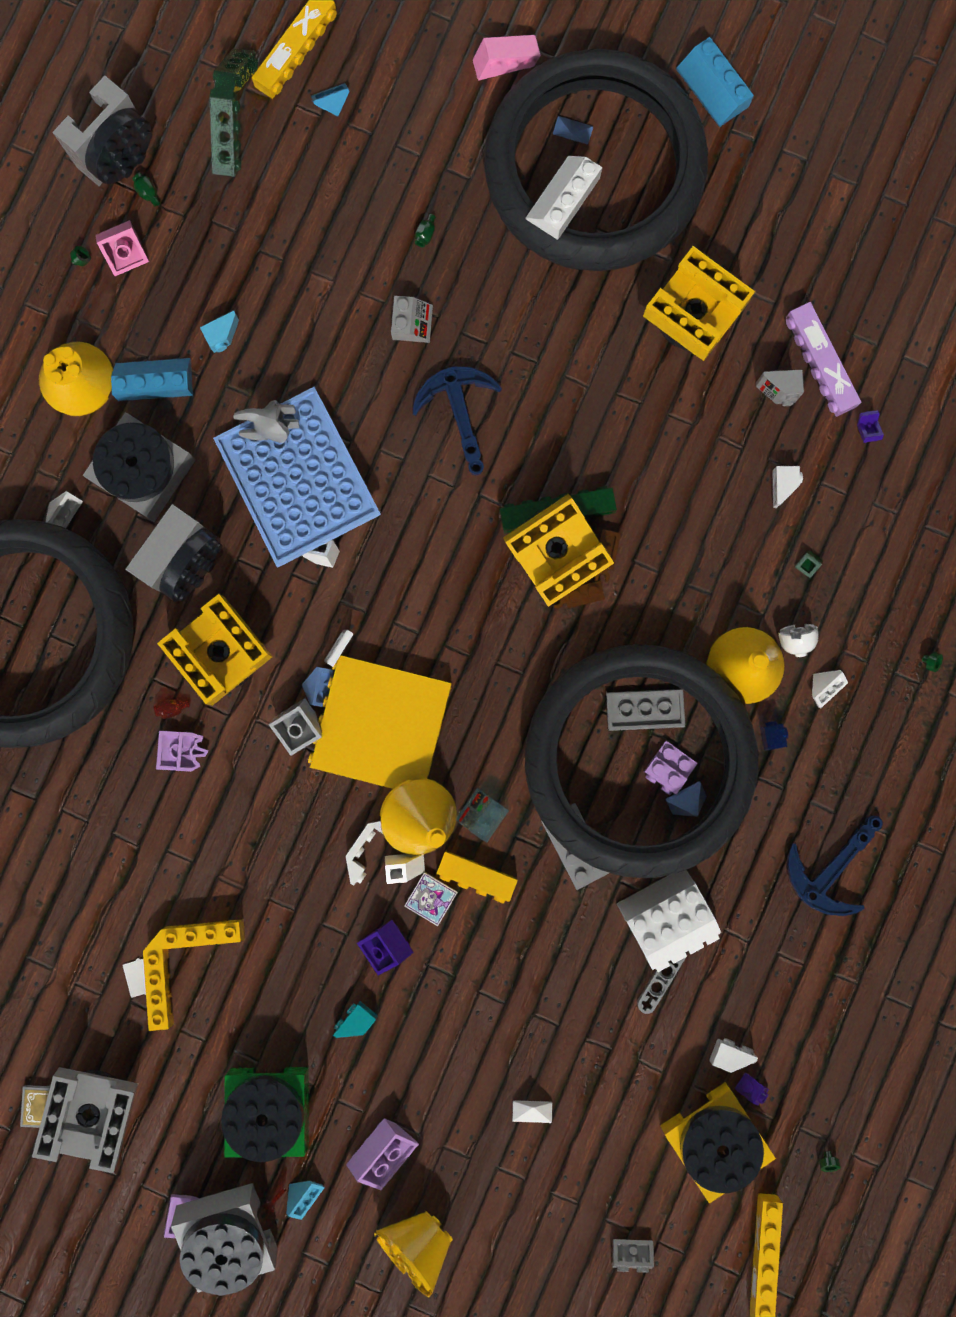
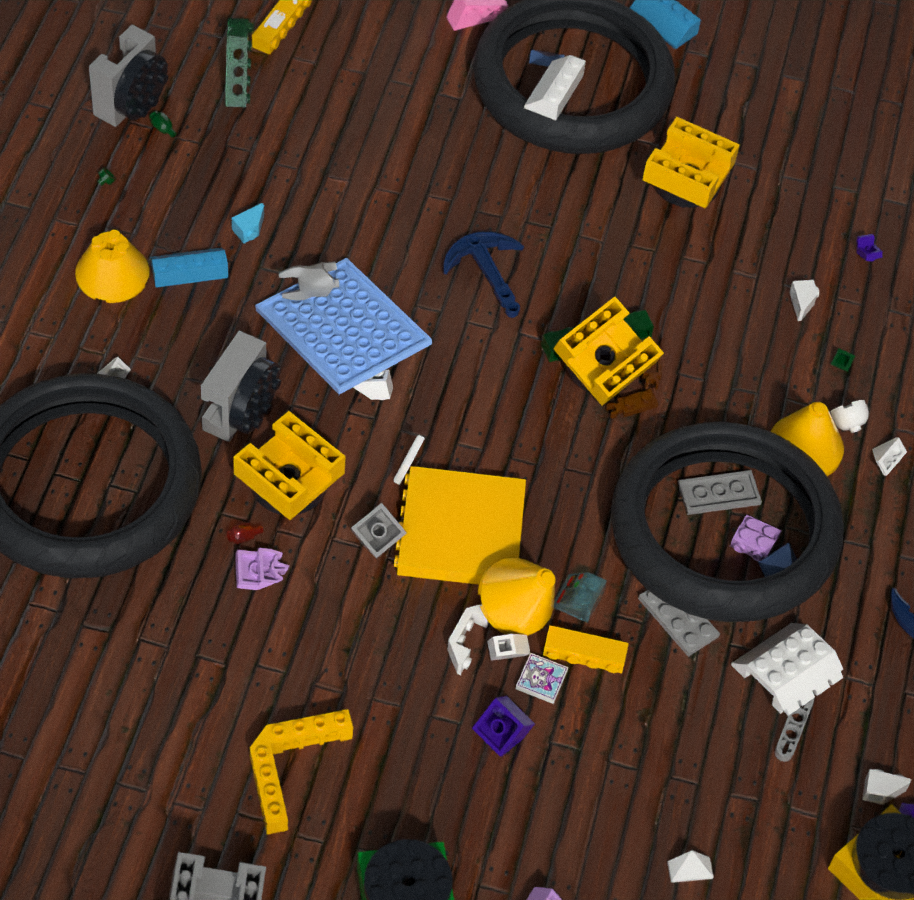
camera: 20 degrees left, 30 degrees down
(121, 248) = (146, 167): bright pink slope -> none
(135, 977) = (242, 787): white piece -> none
(155, 476) = (188, 325): black piece -> none
(317, 686) = (392, 498): medium blue slope -> none
(331, 99) = (325, 51): dark azure slope -> none
(356, 1023) = (487, 799): teal slope -> none
(411, 319) = (428, 201): light grey slope -> none
(425, 231) = (428, 137): dark green plant -> none
(774, 735) = (850, 497): clear blue brick -> none
(782, 386) = (780, 221): light grey slope -> none
(822, 359) = (812, 203): lavender brick -> none

